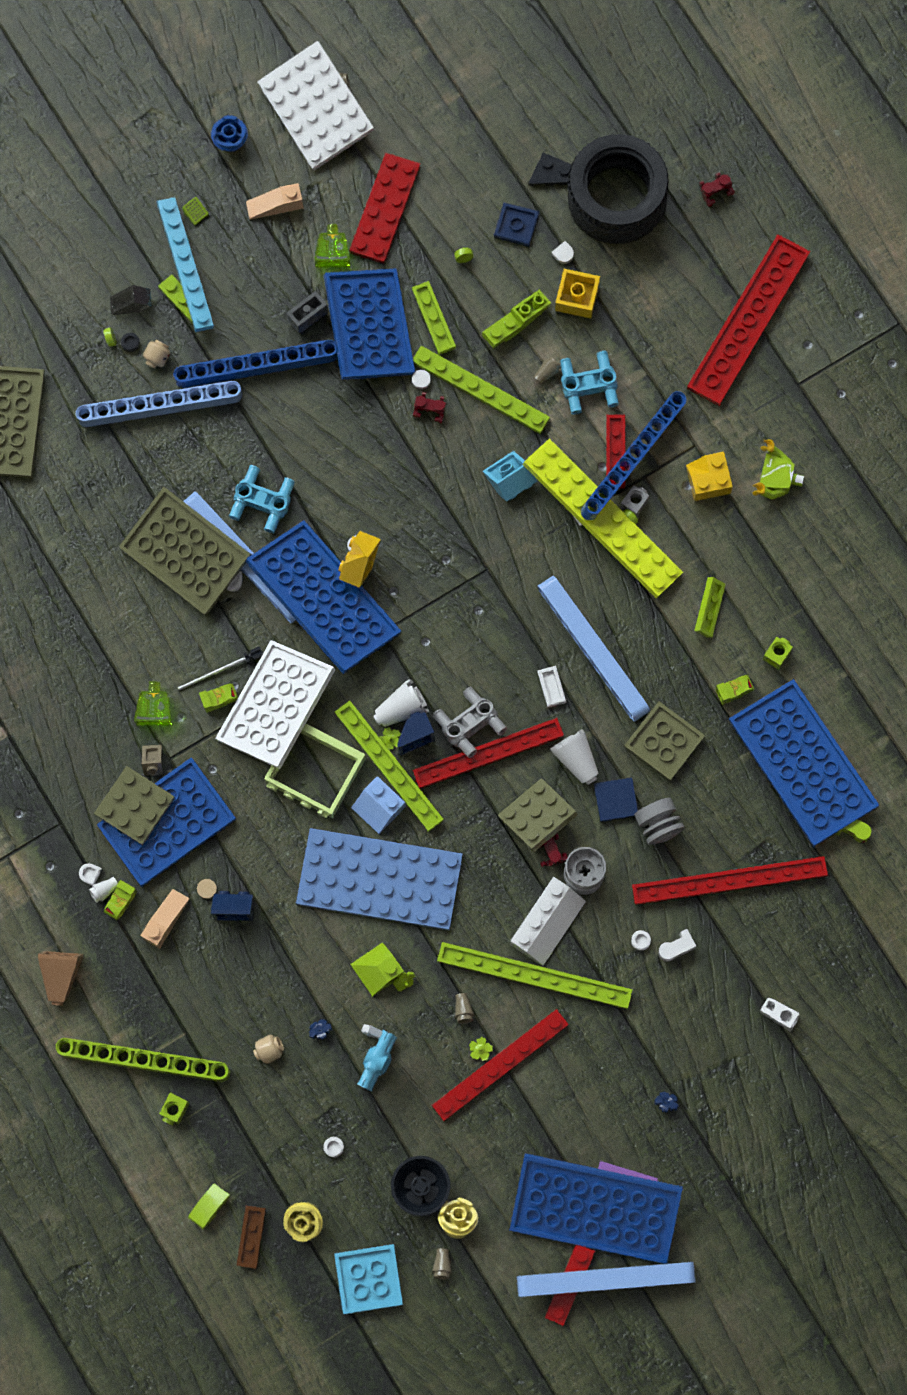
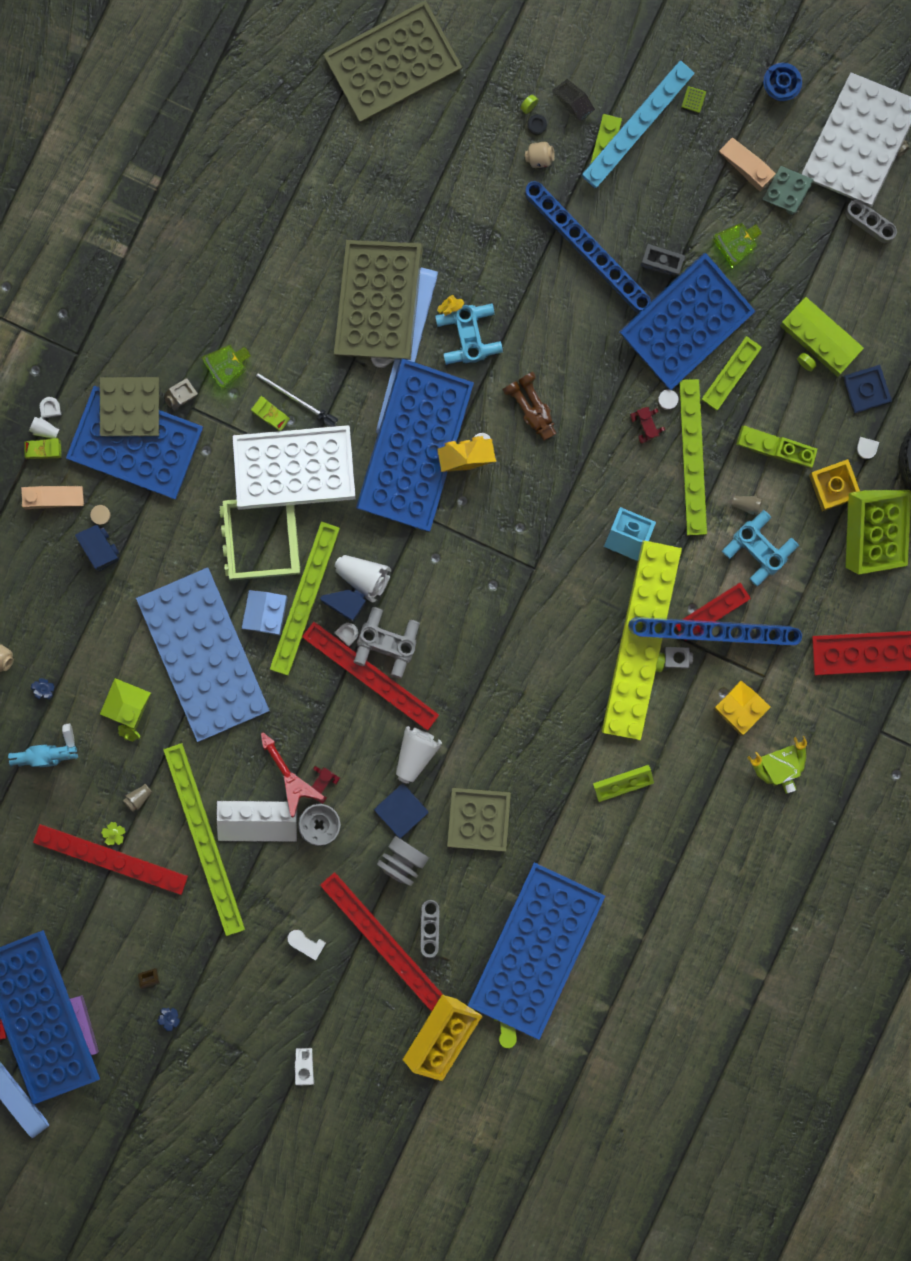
camera: 50 degrees right, 10 degrees up
(151, 399) = (494, 178): light blue beam -> none
(229, 496) = (450, 305): none -> yellow piece
(317, 184) = (788, 189): none -> sand green hinge
(365, 486) = (538, 416): none -> reddish brown piece
(384, 208) = (806, 263): red plate -> none
(391, 131) = (867, 212): none -> light grey beam
(391, 738) = (330, 583): lime plant -> none
(440, 749) = (347, 633): none -> white tile
(451, 232) = (821, 336): none -> lime slope
(537, 815) = (342, 753): olive plate -> none
(539, 869) = (294, 785): none -> piece
(551, 686) = (465, 691): white tile -> none
(593, 648) = (521, 706): light blue beam -> none
(622, 1096) = (148, 978): none -> dark brown slope
(635, 282) = (878, 530): none -> lime slope
(641, 940) = (293, 909): white tile -> none
(724, 828) = (430, 938): none -> light grey beam
(734, 689) = (564, 850): lime leg -> none
(778, 660) = (612, 868): lime brick -> none
(827, 883) = (441, 1038): none -> yellow slope

